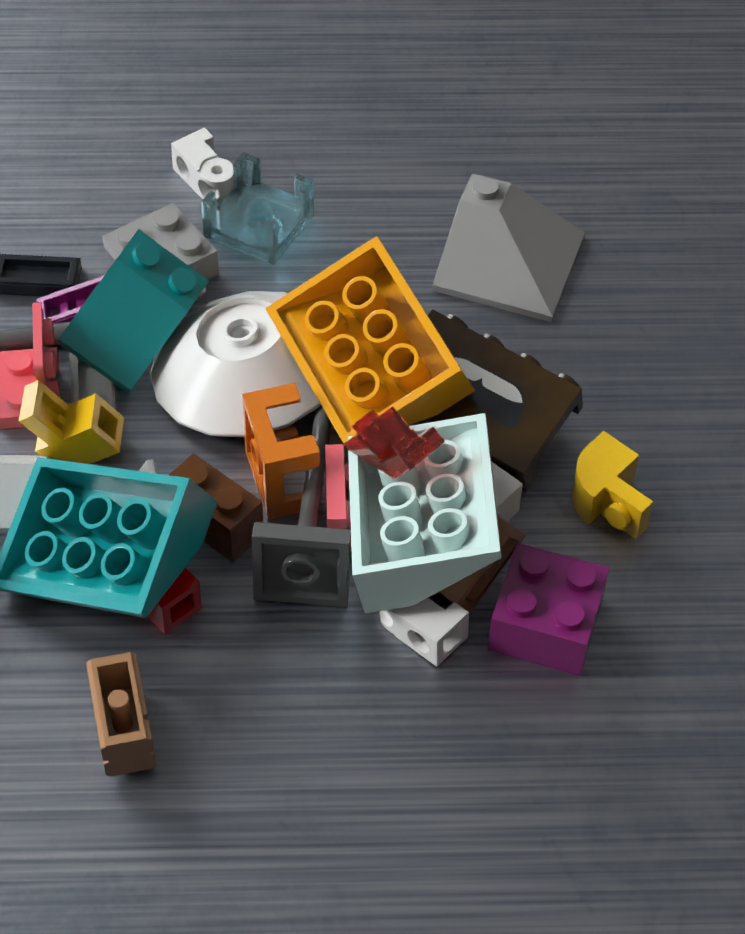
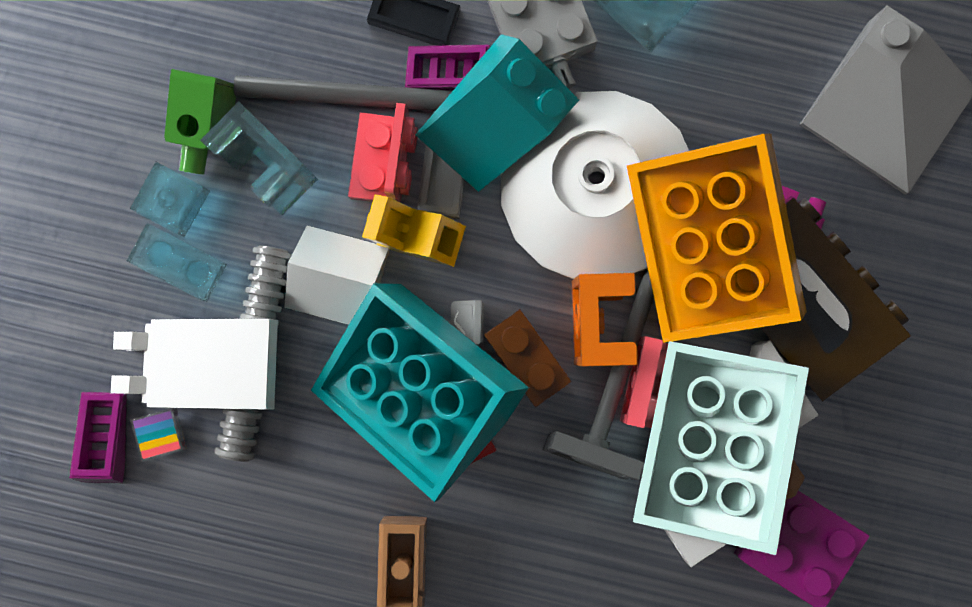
camera: 15 degrees right, 35 degrees up
(390, 442) = (711, 387): clear red slope -> none
(603, 486) = (888, 415): yellow brick -> none

